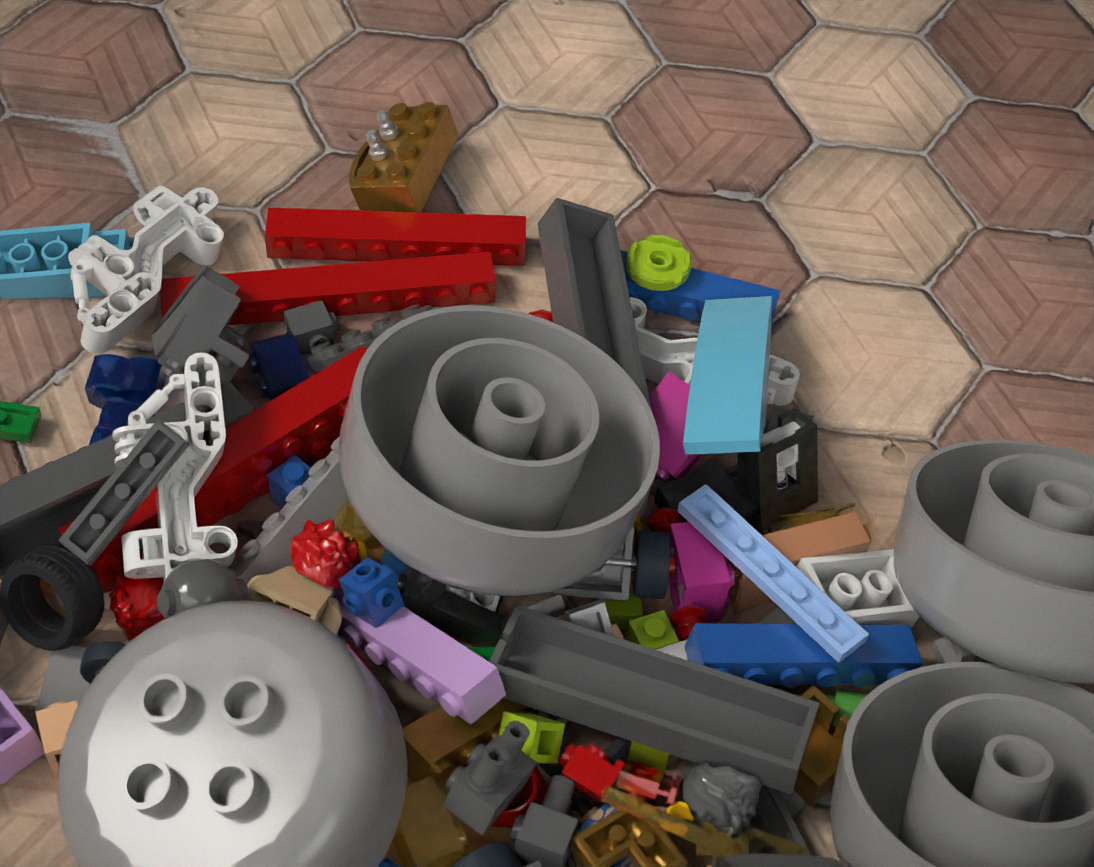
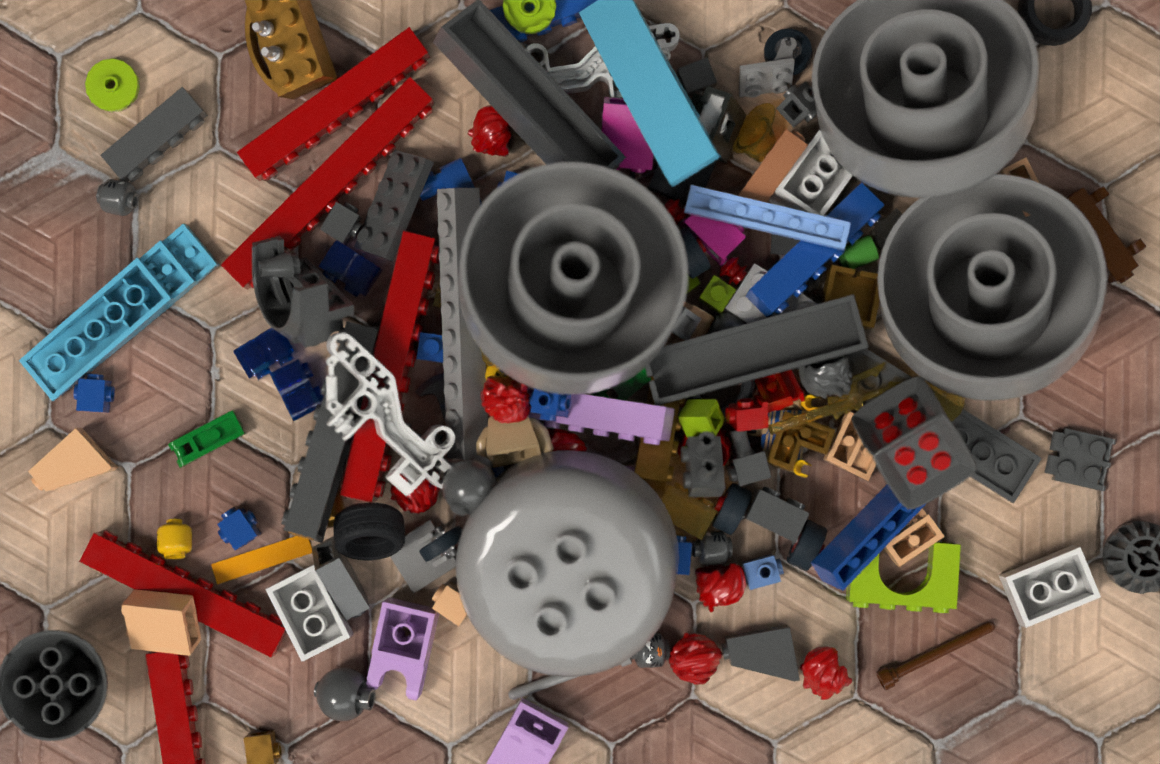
camera: 30 degrees left, 35 degrees up
(124, 492) = (372, 456): dark grey brick -> none
(125, 181) = (117, 197): none -> dark grey head
(135, 275) = (192, 216): white beam -> none
(208, 160) = (154, 135): none -> dark grey brick
(211, 110) = (125, 88): none -> lime plate
(870, 470) = (785, 55): none -> light grey plate
(881, 518) = (798, 104): none -> dark grey brick

